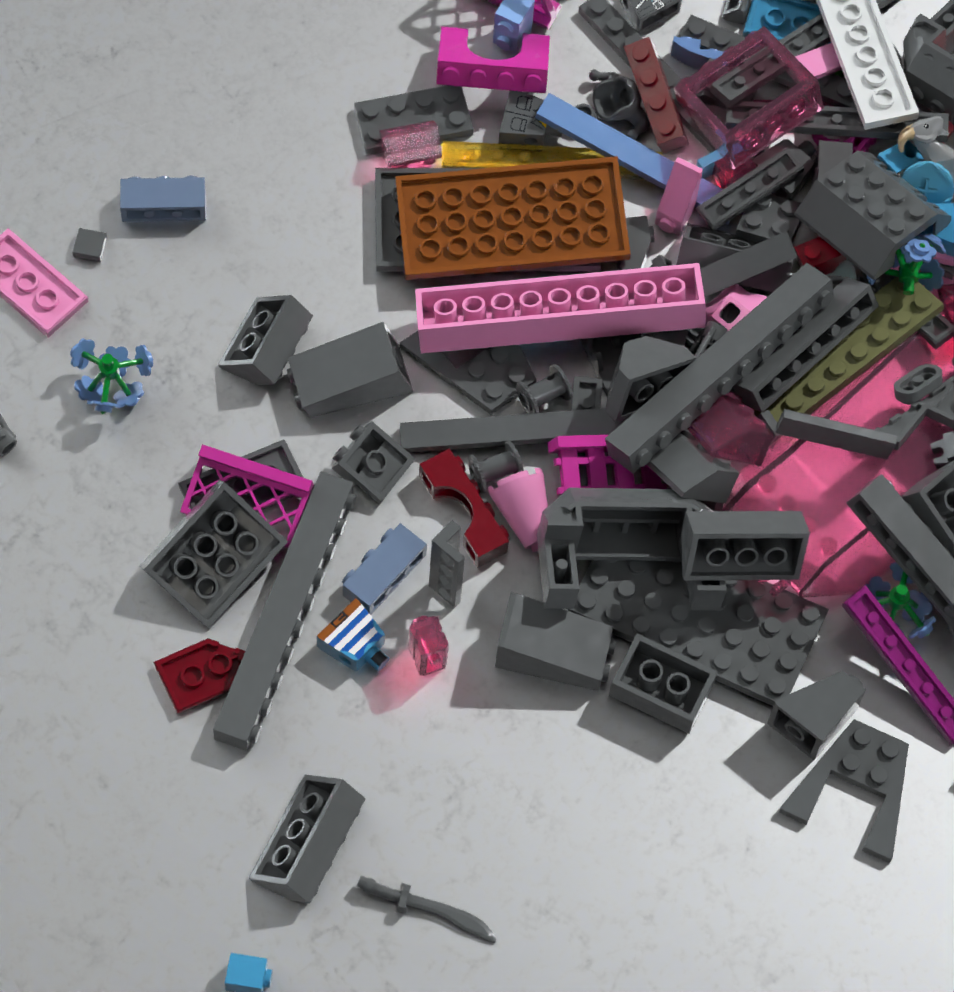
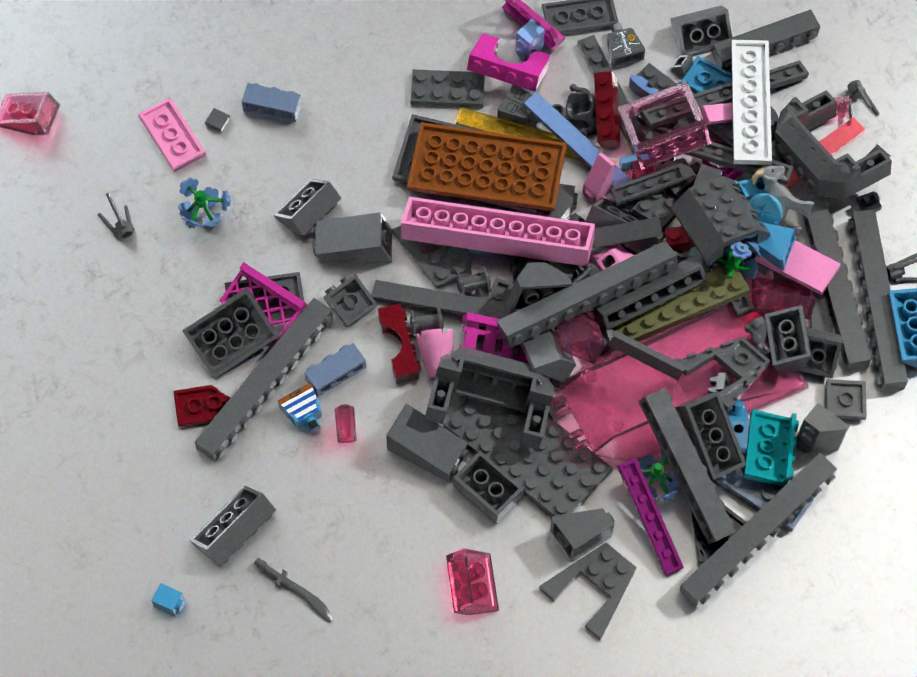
camera: 20 degrees right, 0 degrees up
(411, 144) = (438, 104): clear pink brick -> none
(447, 564) = (371, 374): dark grey fence -> none
(682, 828) = (472, 582): none -> clear pink slope
(743, 545) = (561, 411): dark grey slope -> none
(918, 383) = (715, 336): dark grey plate -> none

